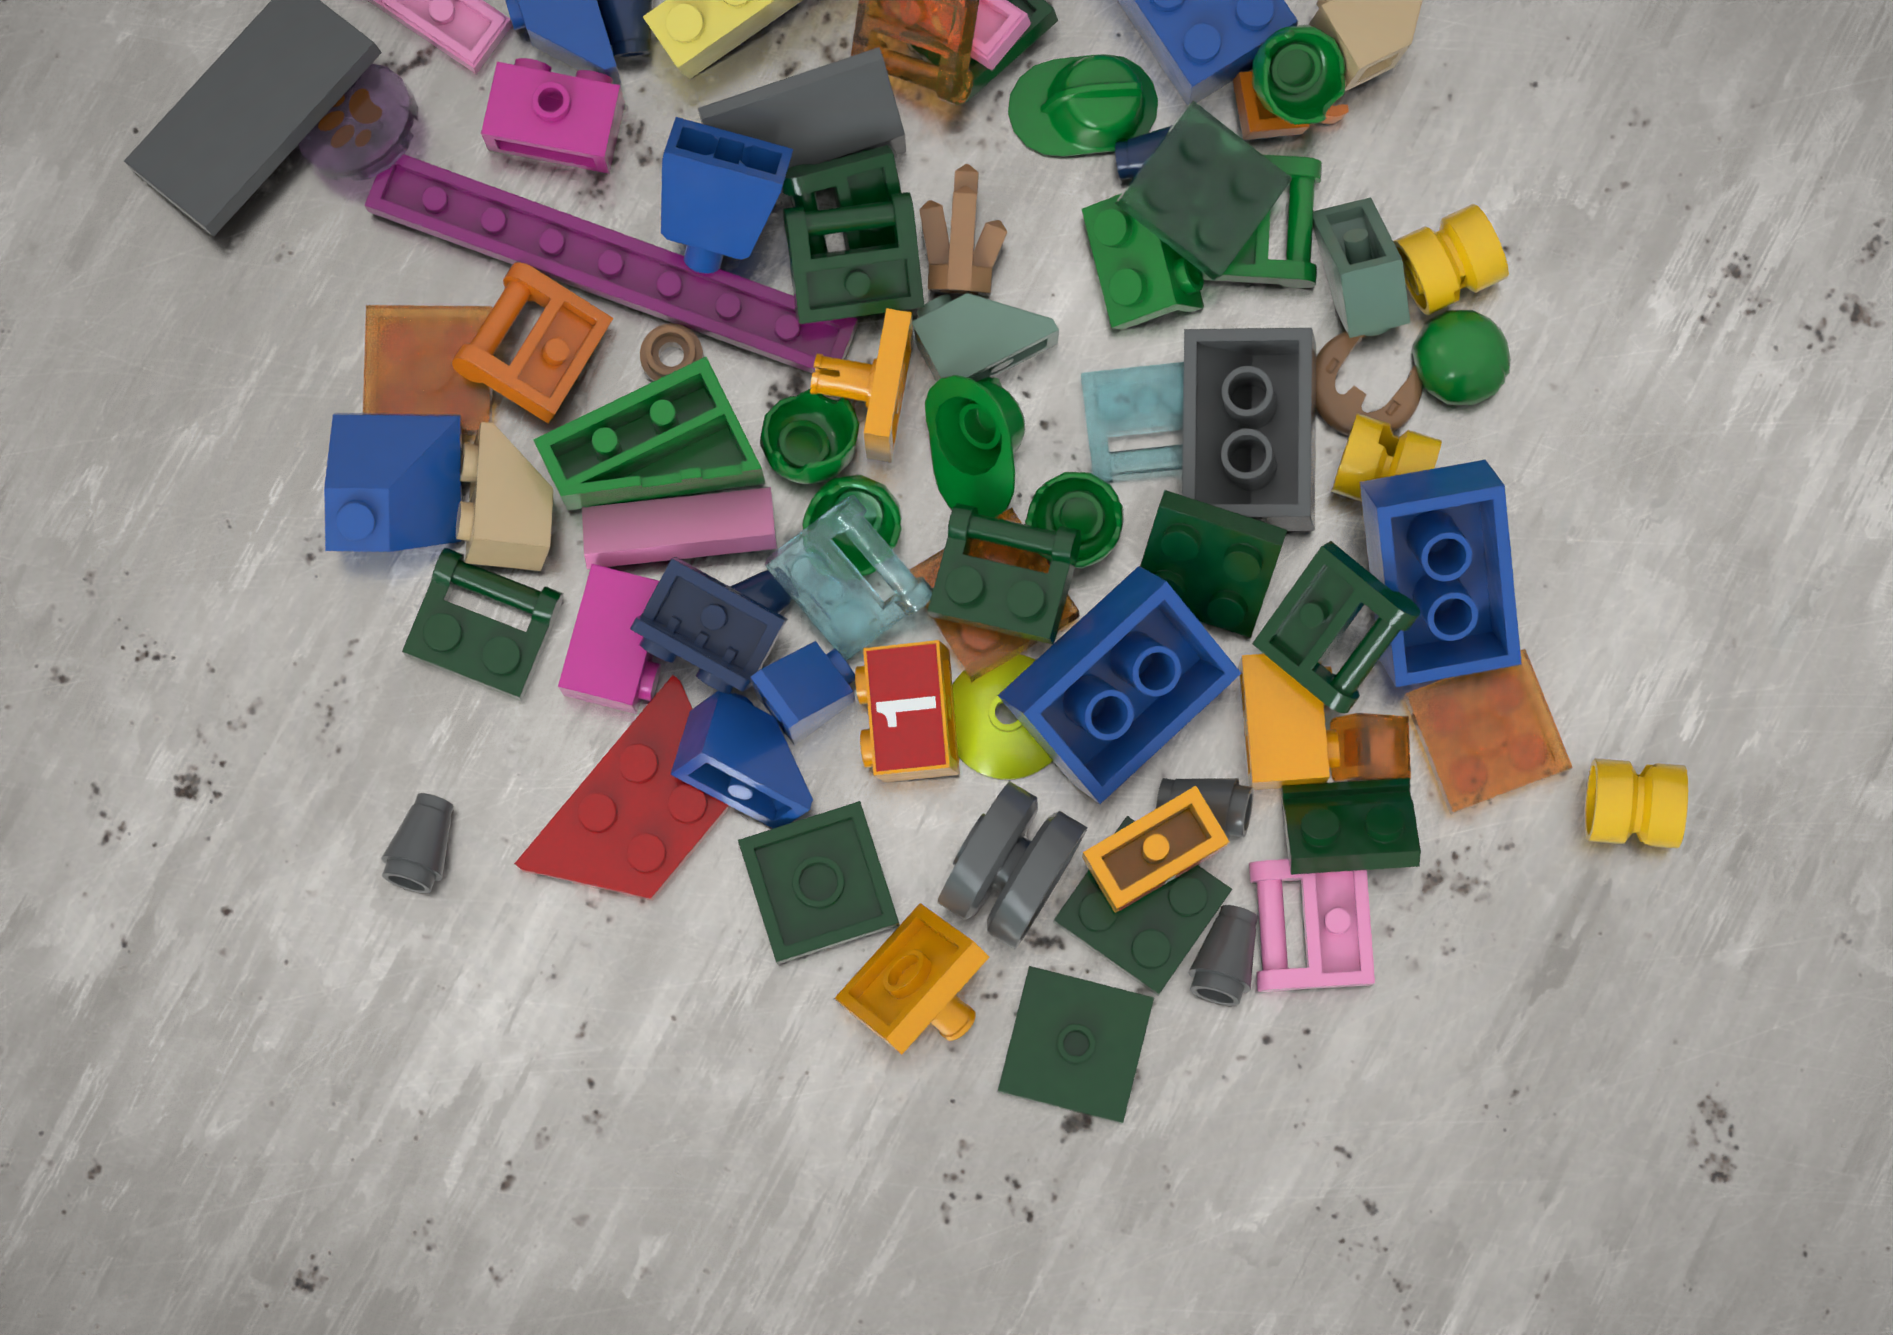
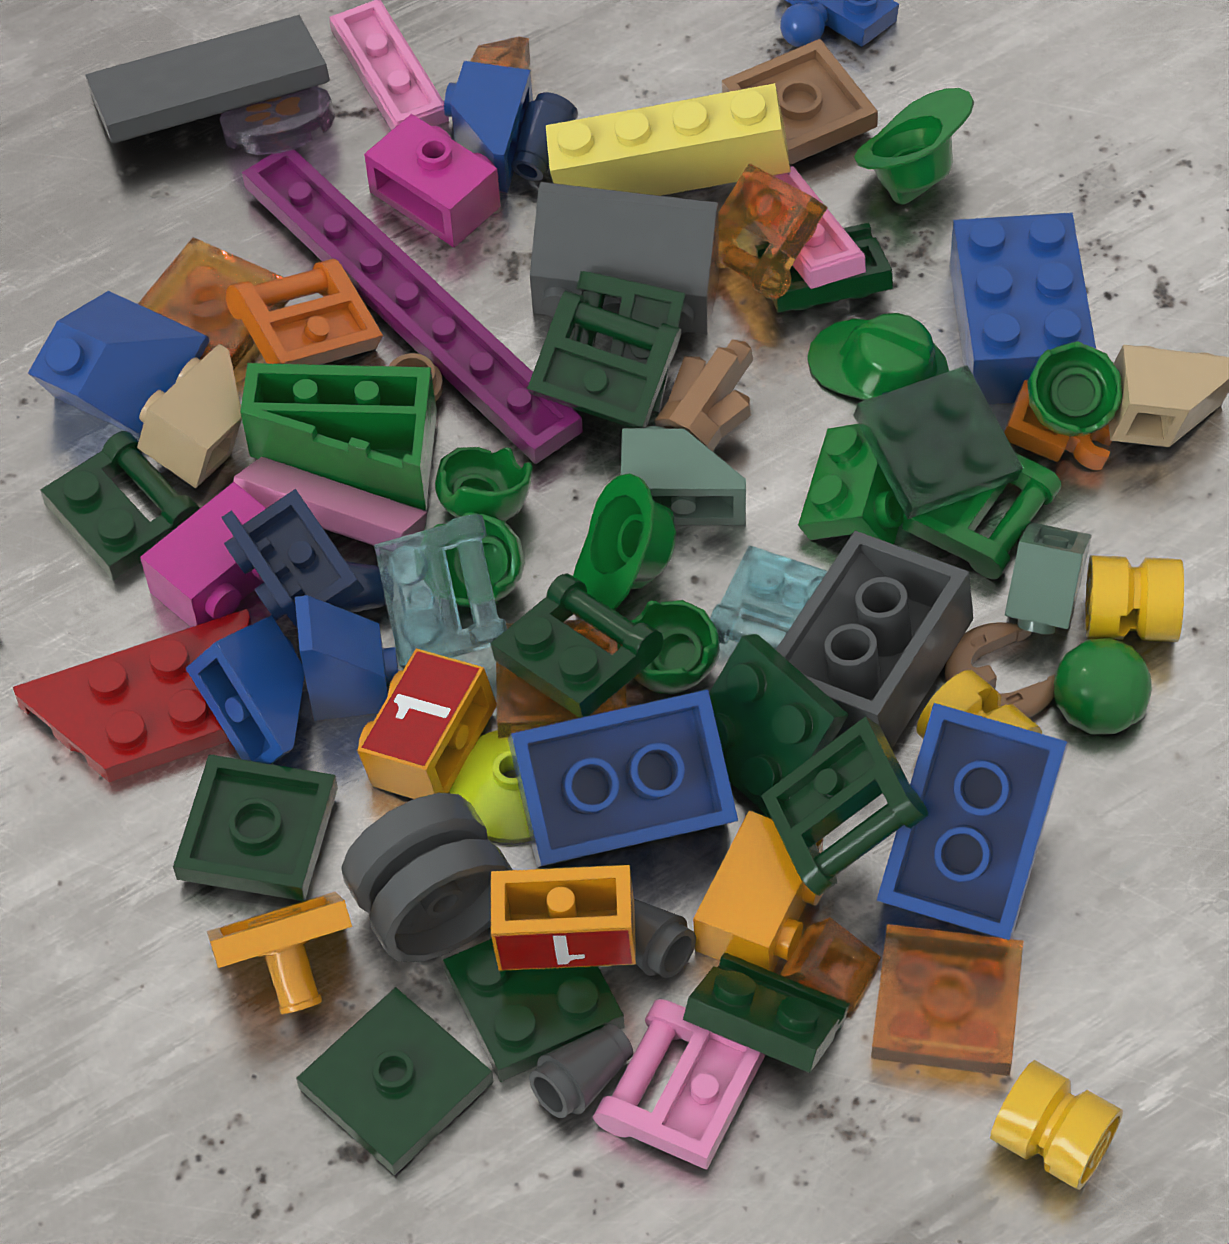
camera: 30 degrees right, 25 degrees down
(718, 191) = (518, 255): blue torso -> none
(876, 383) = (566, 464): light orange tile -> none

